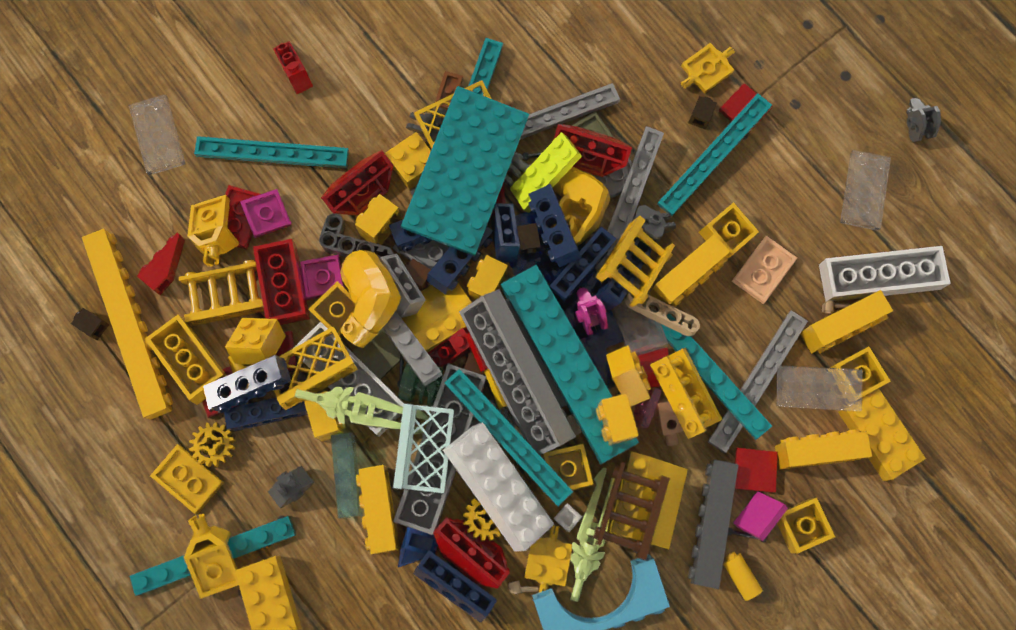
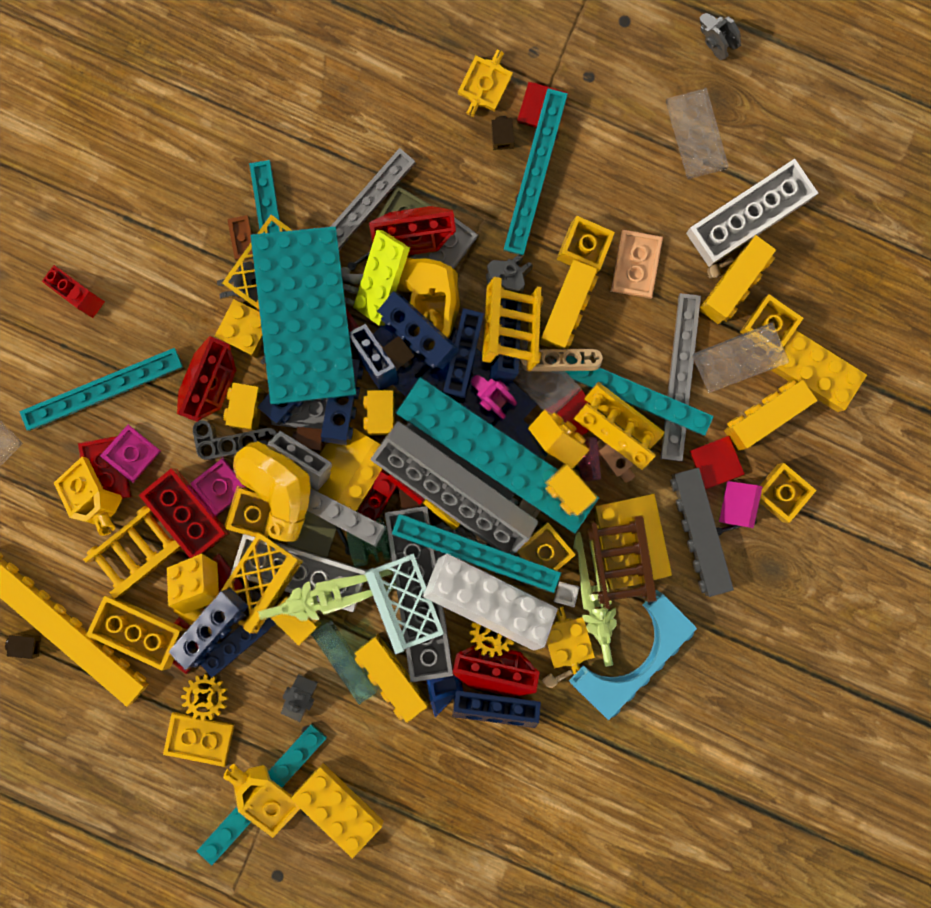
camera: 25 degrees left, 10 degrees up
(162, 268) = (61, 557): red slope -> none
(634, 184) = (472, 246): light grey plate -> none
(742, 576) = (749, 566): yellow brick -> none

